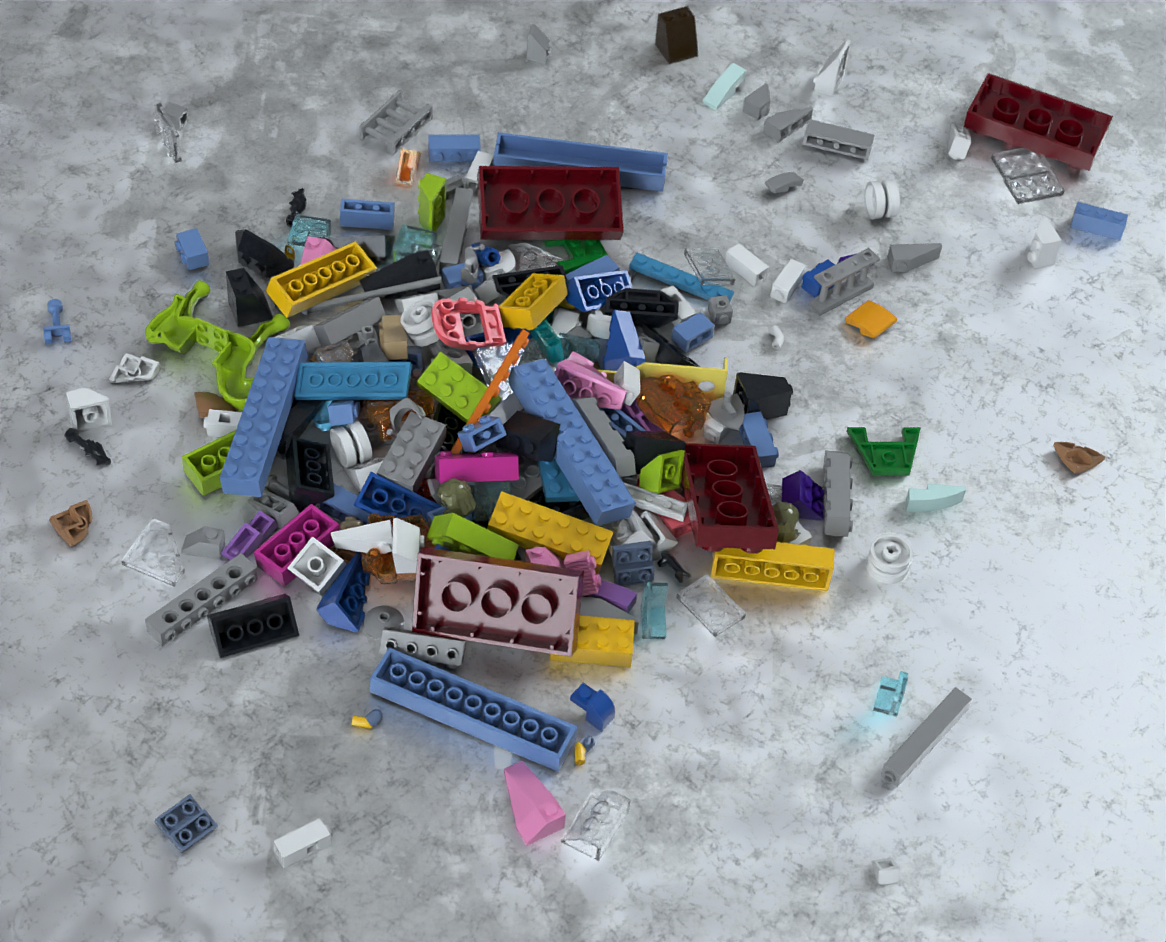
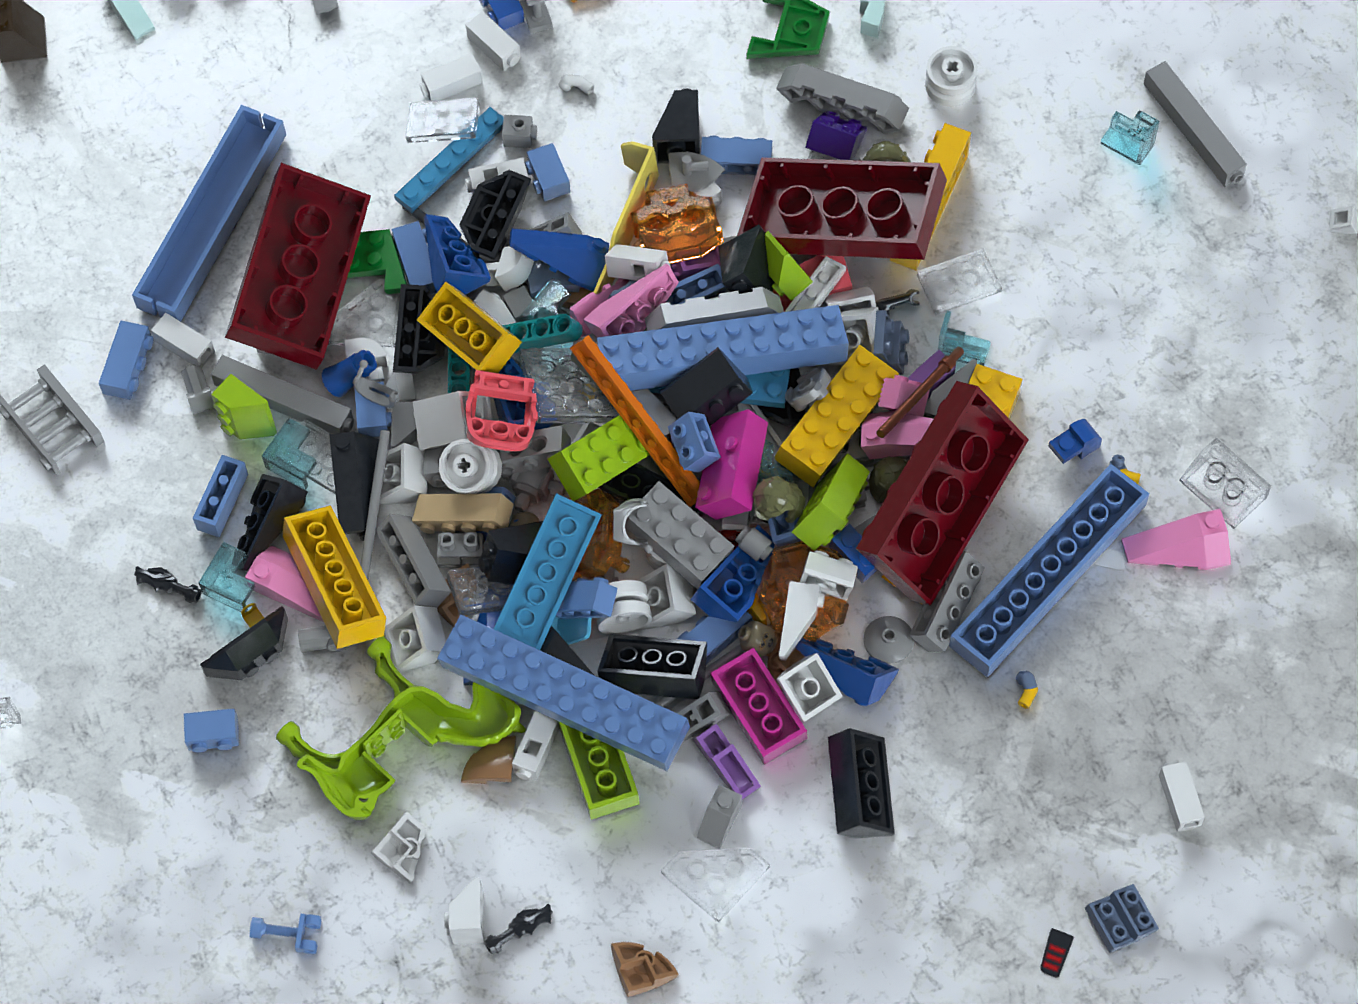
camera: 65 degrees left, 15 degrees up
(150, 786) = (1056, 952): none -> black sticker
(201, 599) = (833, 894): light grey brick -> none
(246, 299) = (331, 682): black slope -> none
(407, 166) = (140, 425): clear orange slope -> none
(420, 500) = (754, 543): none -> light grey brick
(560, 505) = (810, 386): none -> light grey plate
(622, 597) = (945, 365): none -> copper bar
(667, 352) = (588, 209): black wedge -> none

